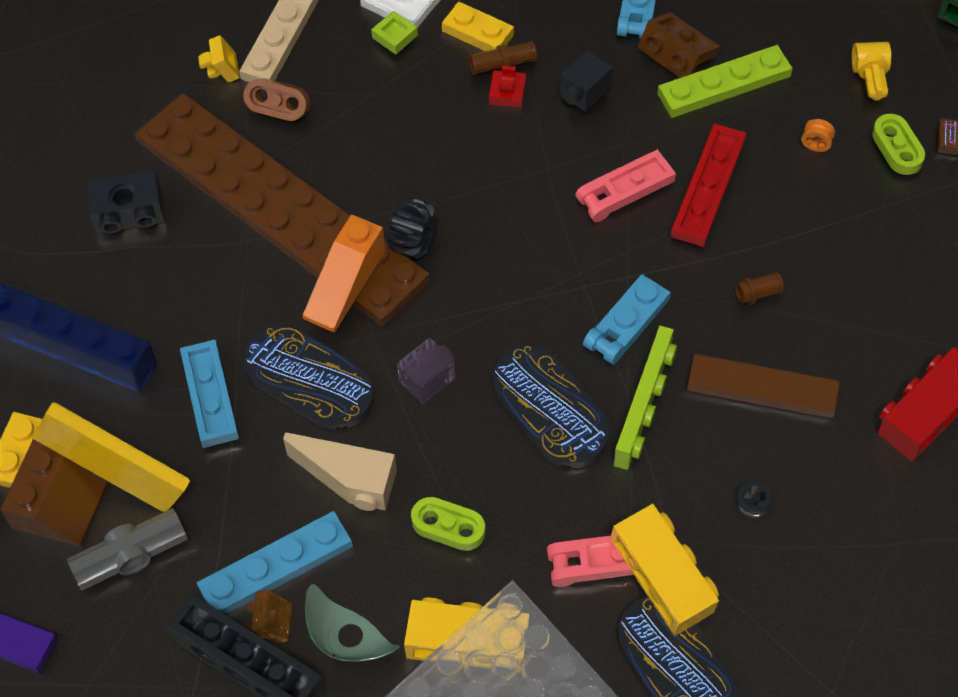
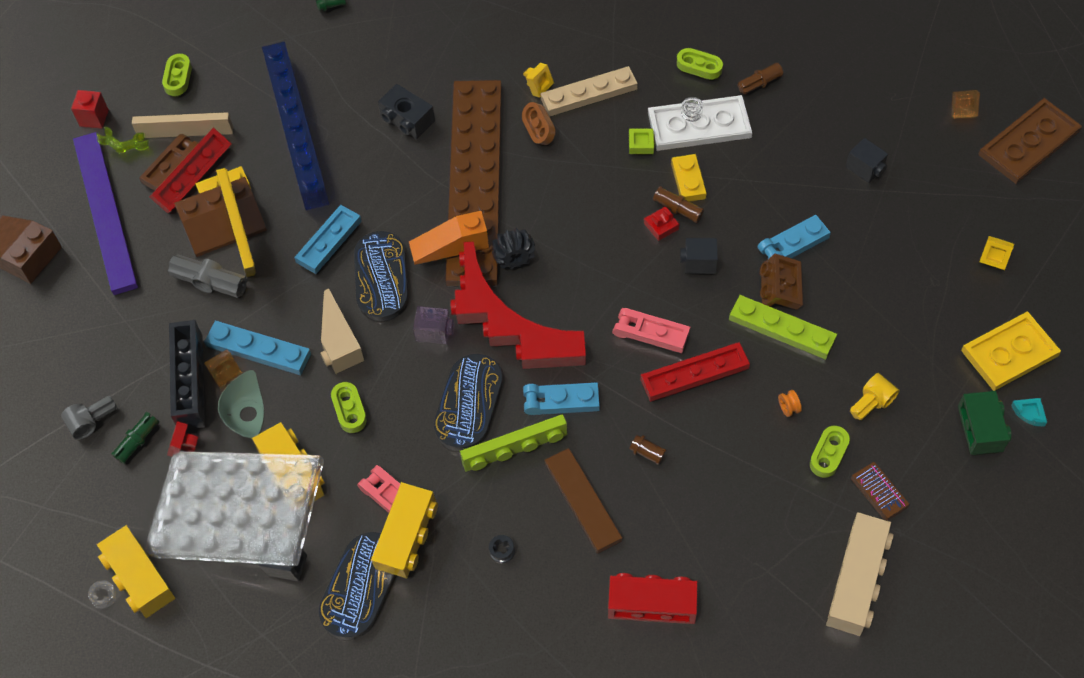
camera: 50 degrees right, 0 degrees up
(496, 303) = (534, 343): none -> red arch

